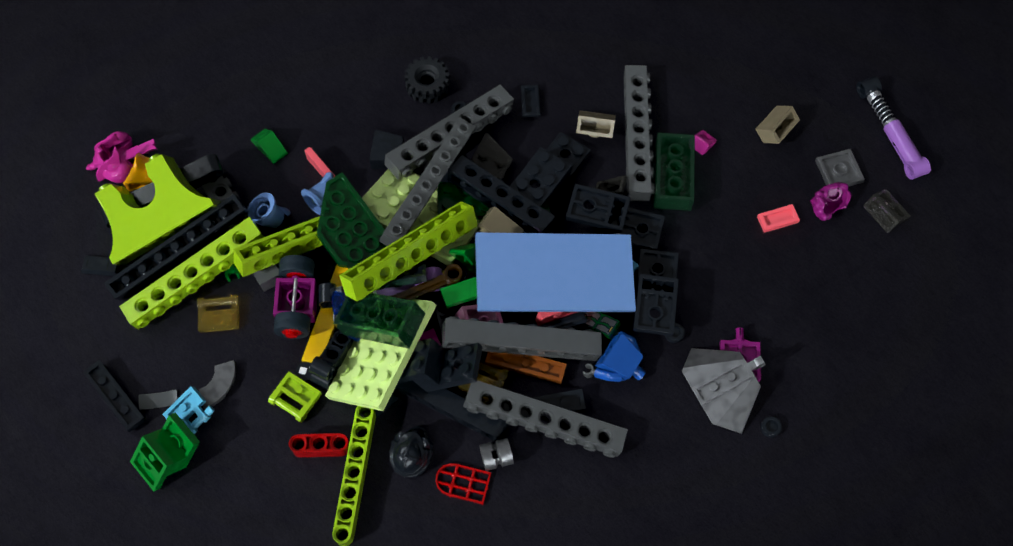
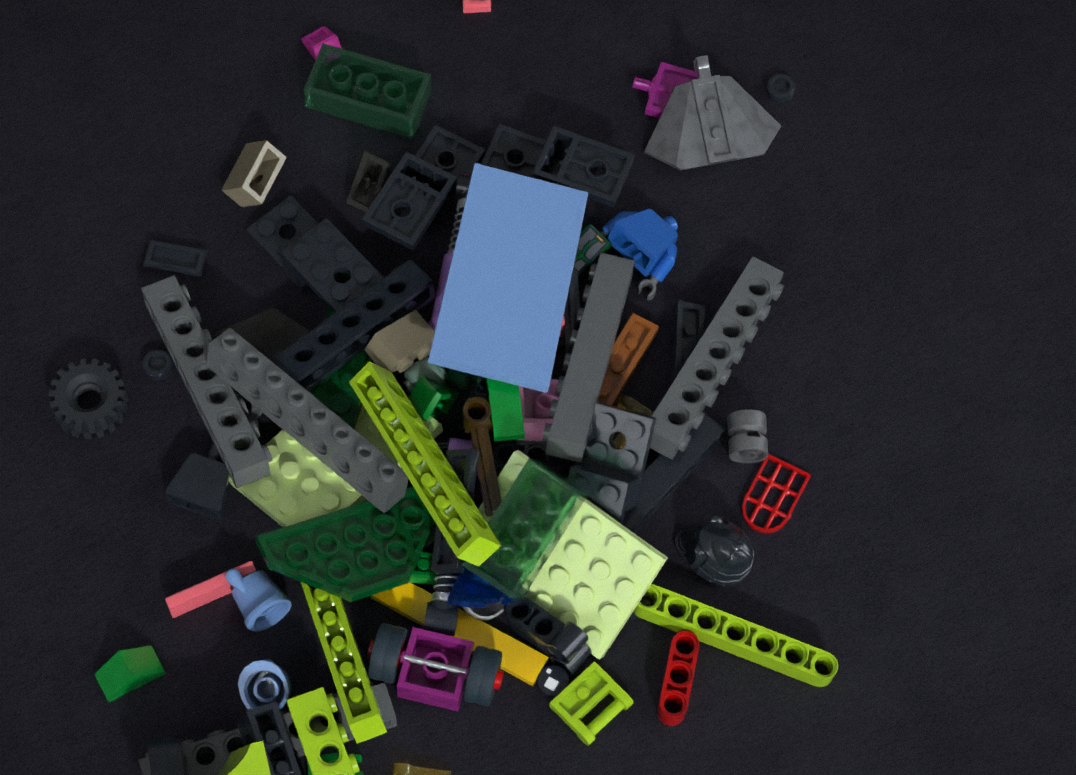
camera: 80 degrees left, 0 degrees up
(637, 189) = (291, 134): dark grey brick -> none

